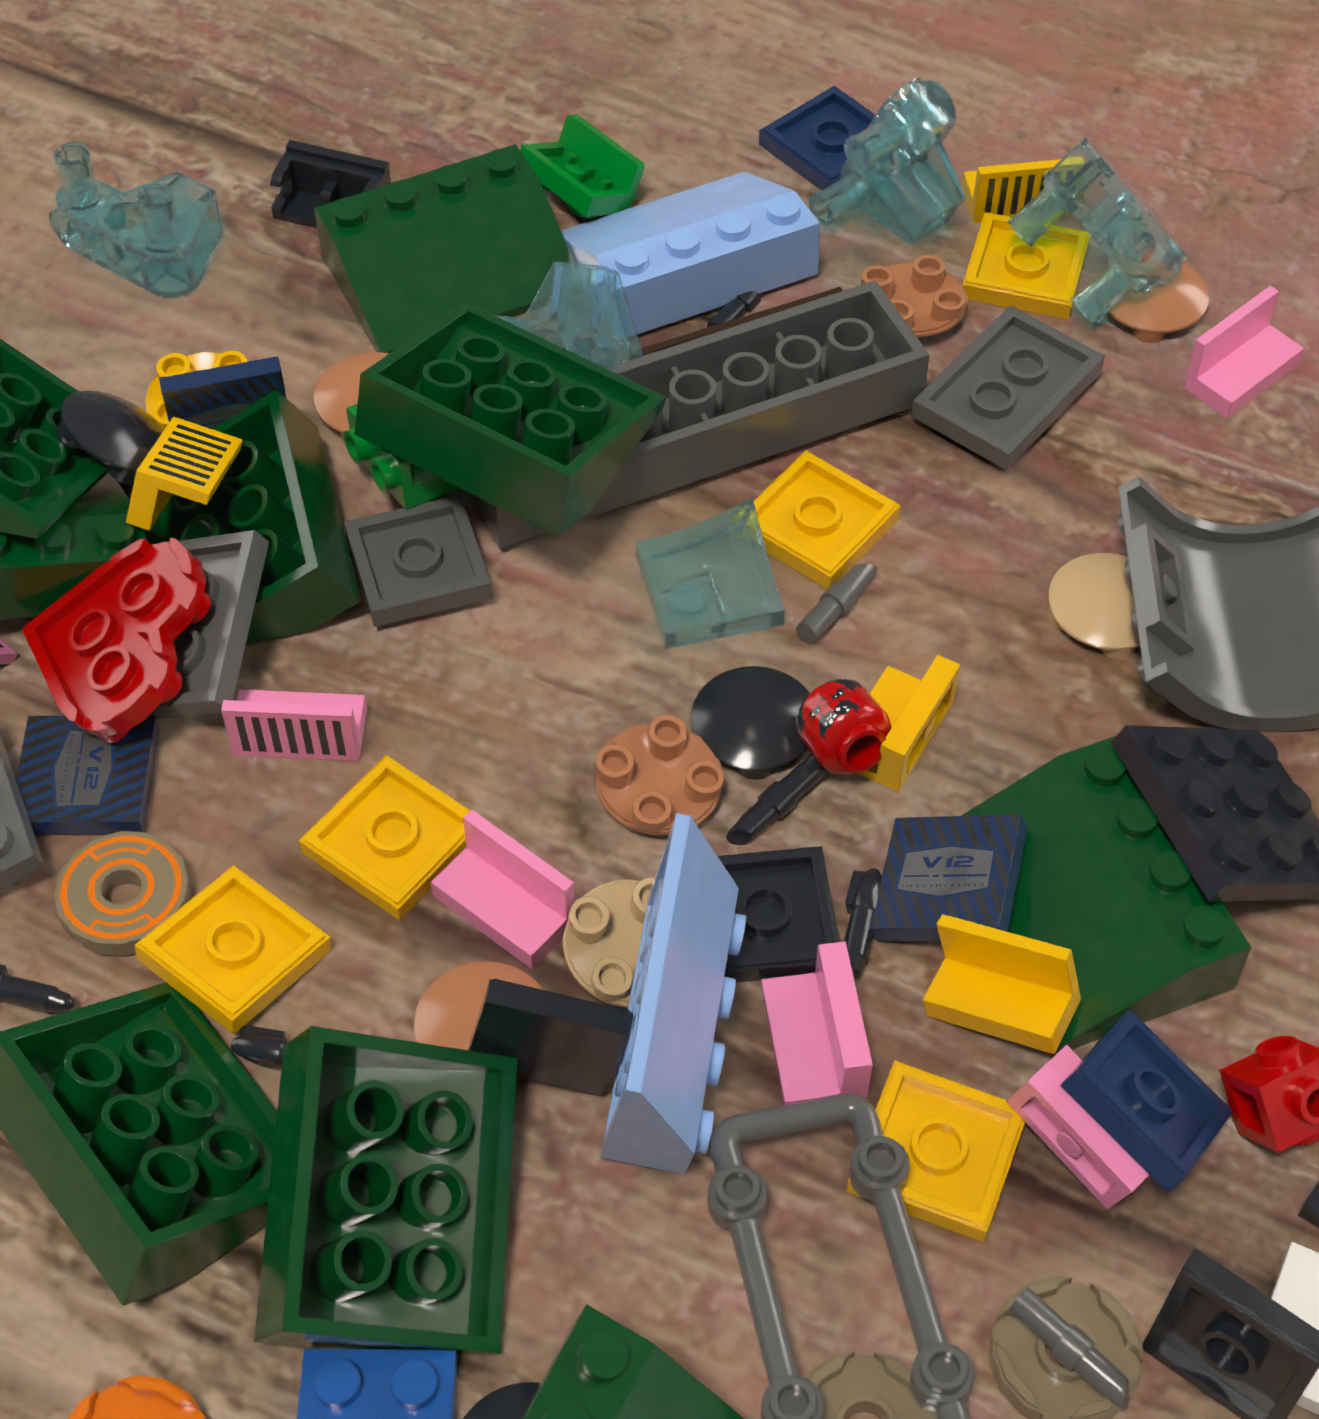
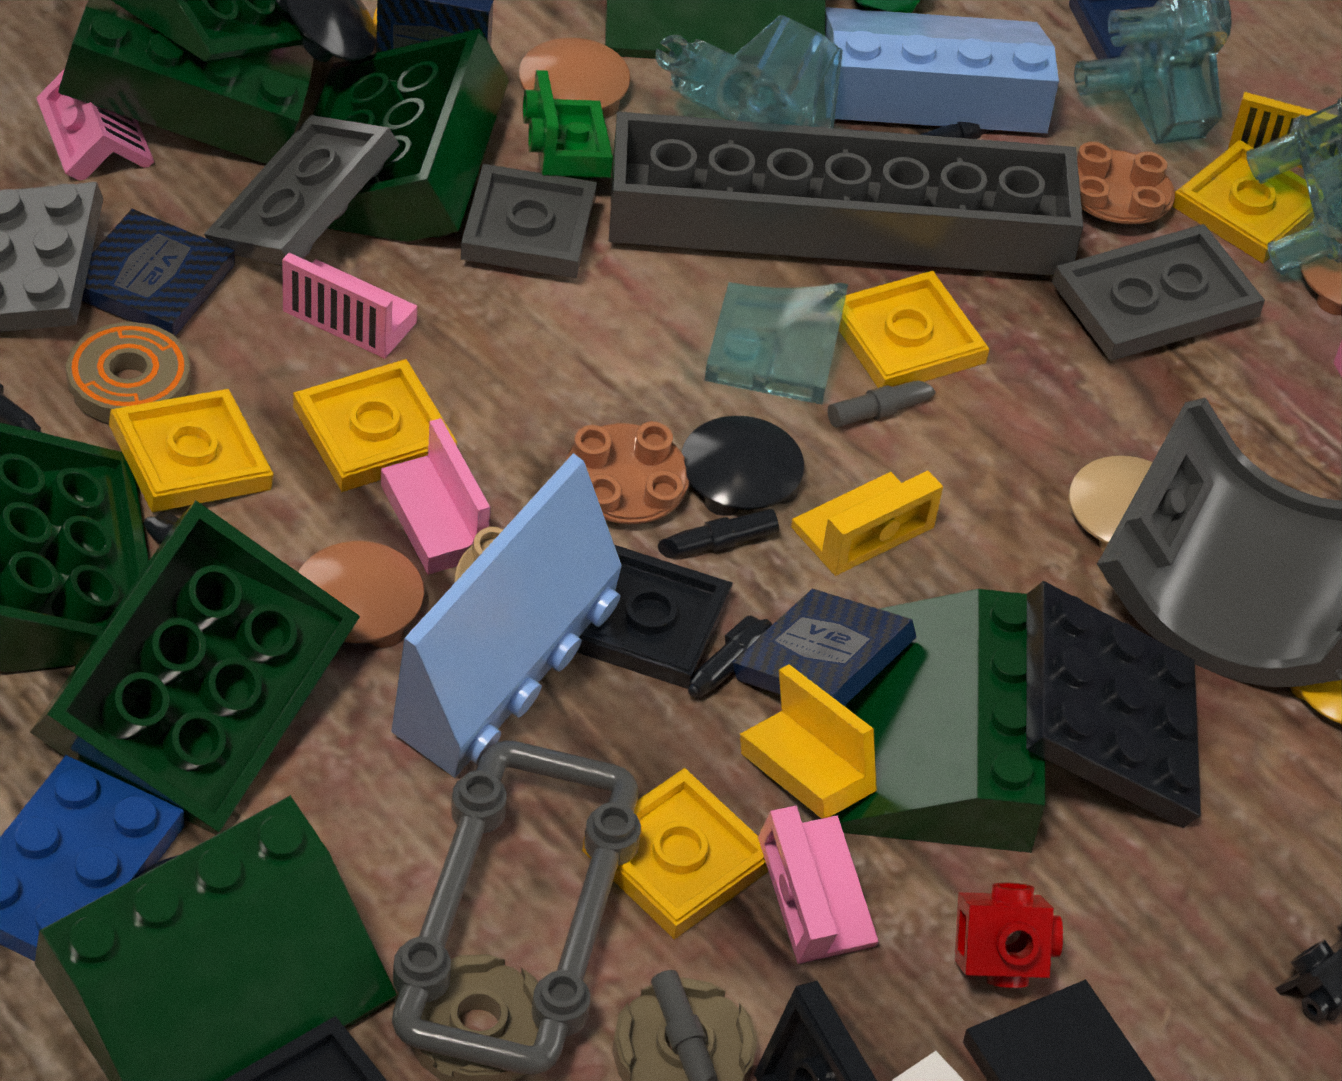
camera: 20 degrees right, 5 degrees down
(113, 635) = (226, 172): red plate -> none
(182, 462) = (358, 54): yellow panel -> none
(505, 416) = (657, 120): dark green slope -> none
(552, 1035) = (382, 591): black tile -> none
(818, 1029) = (638, 715): bright pink panel -> none
(843, 726) = (805, 491): red head -> none
(1147, 1100) = (875, 882): dark blue tile -> none

